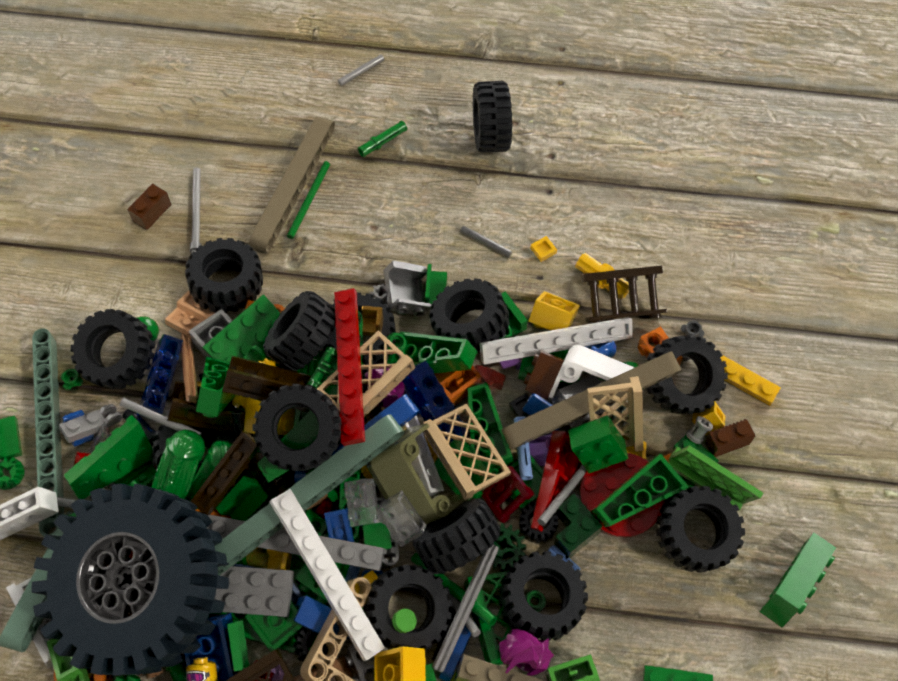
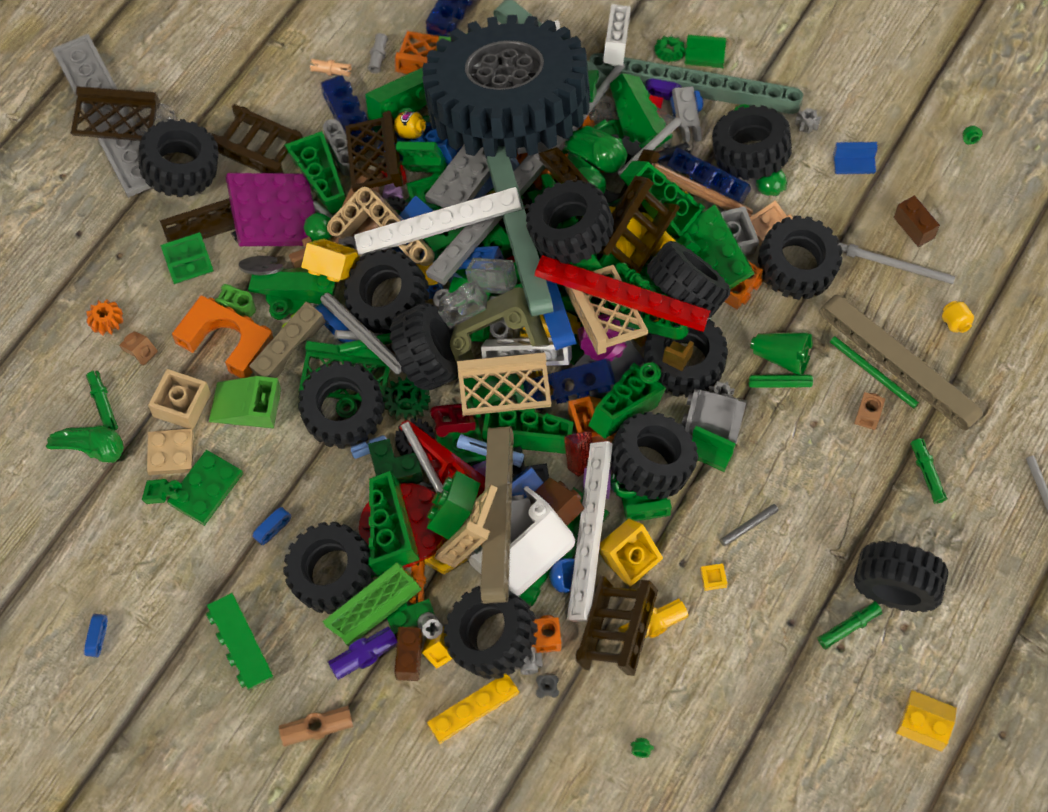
camera: 115 degrees right, 0 degrees up
(40, 193) = (972, 135): none -> green plate
(64, 321) = (808, 120): none -> light grey gear
(64, 457) = (661, 88): none -> dark purple beam
(95, 273) = (855, 157): none -> blue panel
(235, 153) = (957, 316): none -> yellow head
(320, 260) = (784, 349): none -> green cone
(347, 260) = (780, 381): none -> green axle
(351, 183) = (869, 418): none -> medium nougat brick
(404, 620) = (371, 273): bright green tile -> none
(525, 652) = (298, 364): magenta hair -> none
(550, 161) = (858, 620): none -> green pin
(579, 87) = (927, 721): none -> yellow slope
(682, 608) = (271, 526): none -> blue beam
(701, 250) = (641, 748): none -> green plate
(750, 473) = (363, 653): none -> dark purple piece
(836, 492) = (300, 729): none -> medium nougat piece

